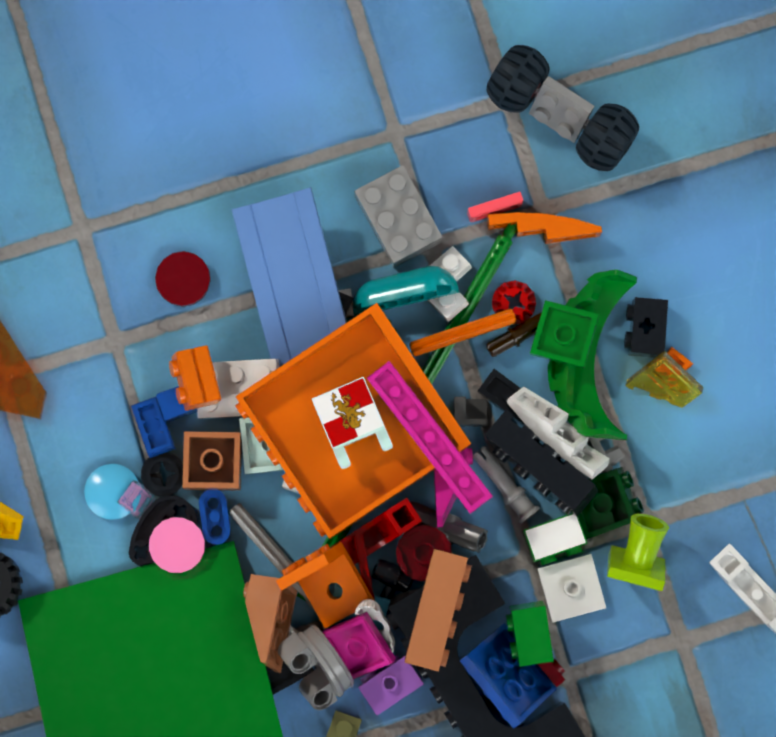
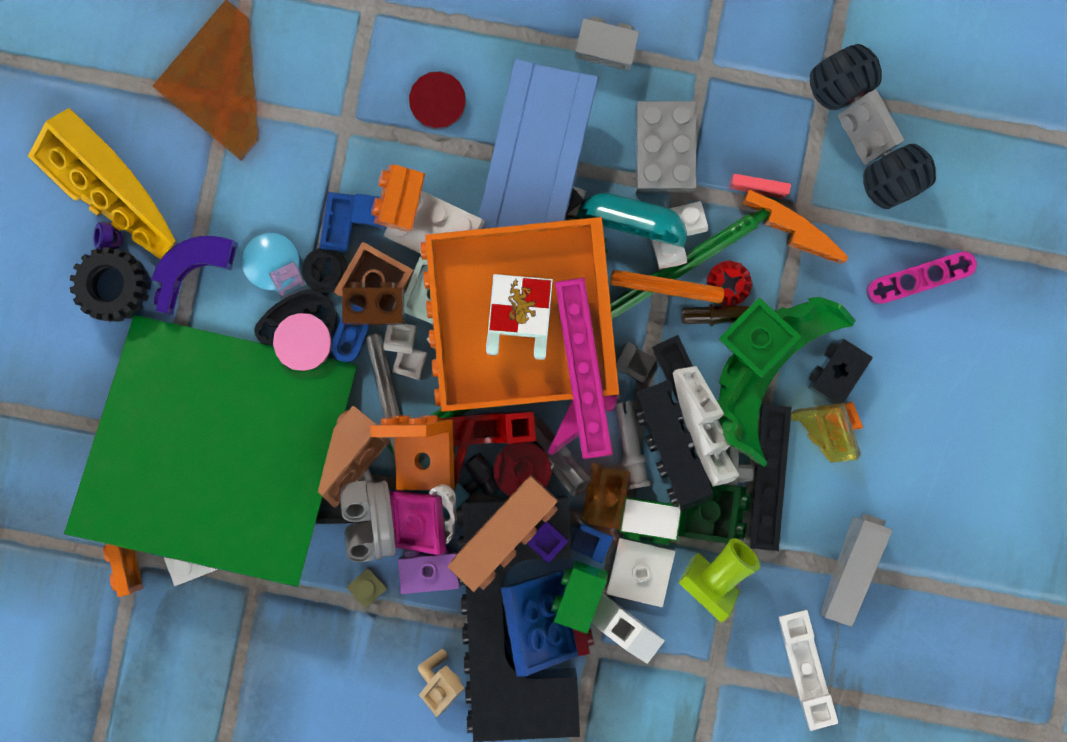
camera: 30 degrees right, 5 degrees up
(36, 528) = (183, 259): none -> dark purple arch
(226, 486) = (373, 313): none -> reddish brown brick
(258, 497) = (400, 338): none -> white tile
(277, 514) = (410, 364): none -> white tile
(302, 155) = (606, 43): none -> light grey brick
(477, 600) = (547, 541): none -> dark purple plate
(506, 537) = (605, 495): none -> clear orange brick
(515, 584) = (591, 542): none -> blue panel
(585, 643) = (626, 629): none -> white slope
(638, 448) = (770, 481): none -> black plate
(670, 209) = (921, 277): none -> dark pink beam
(751, 486) = (855, 568): none -> light grey slope

